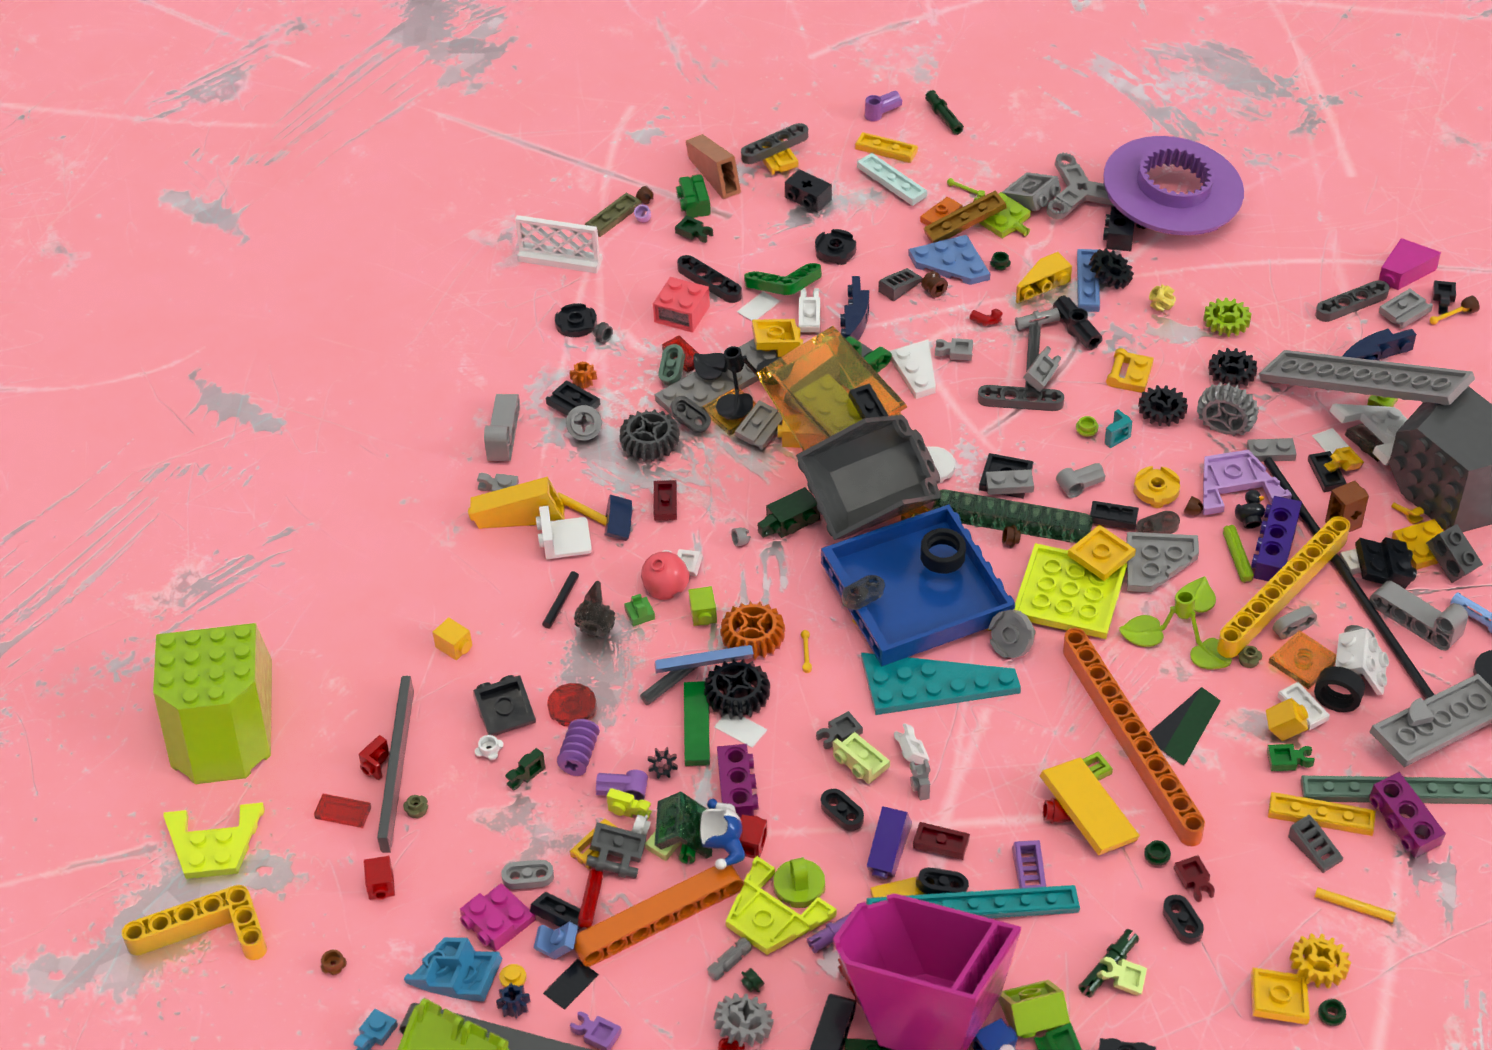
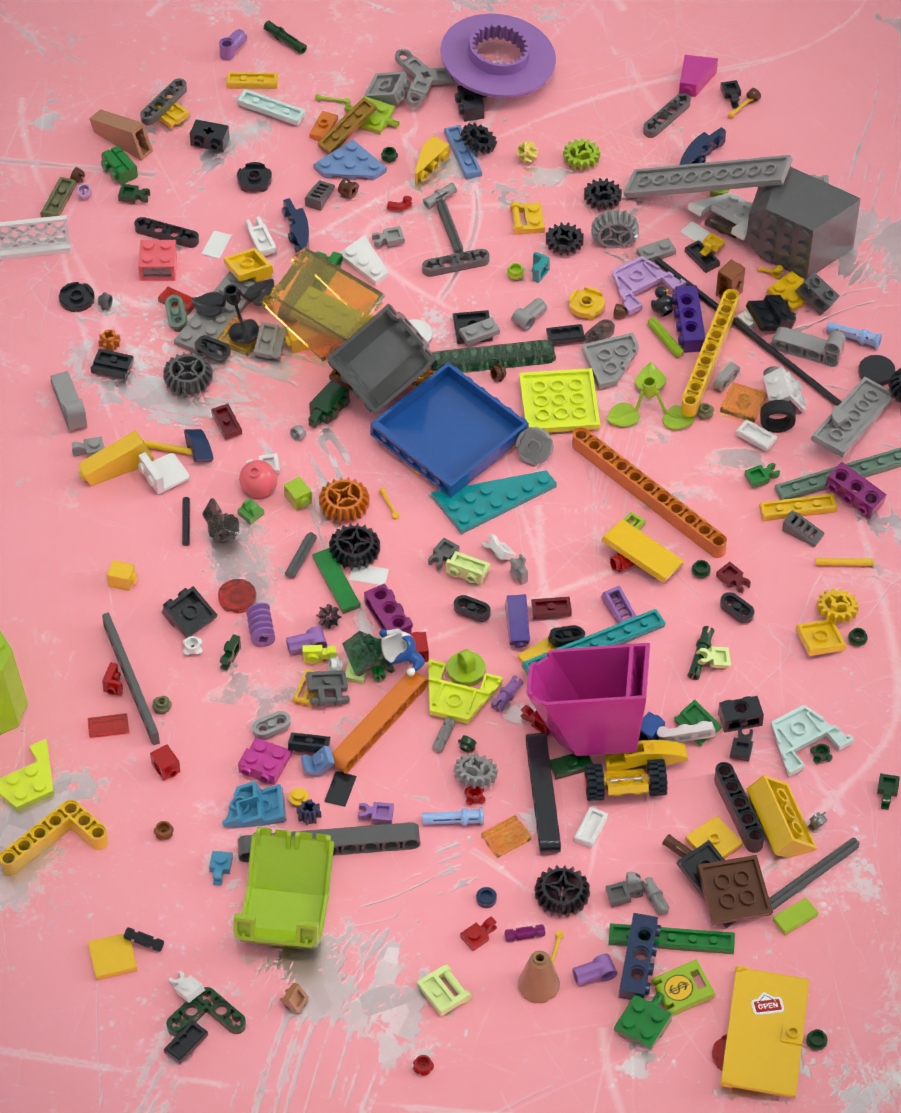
camera: 25 degrees left, 5 degrees up
(590, 898) = (327, 726): red axle -> none
(591, 416) = (134, 371): light grey gear -> none
(703, 659) = (337, 524): medium blue tile -> none
(784, 285) = (234, 221): green beam -> none
(863, 592) = (417, 447): clear smoke plate -> none
(867, 402) = (360, 303): black plate -> none
(943, 536) = (461, 409): black tyre -> none
(1034, 1008) = (668, 697): lime slope -> none
(1042, 369) = (464, 235): light grey hinge -> none
(1078, 322) = (472, 189): black piece -> none
(1101, 552) = (572, 365): yellow plate -> none
(1185, 725) = (681, 472): dark green sticker -> none
(1287, 719) = (750, 448): yellow brick -> none
(1405, 308) = (708, 111): light grey plate -> none

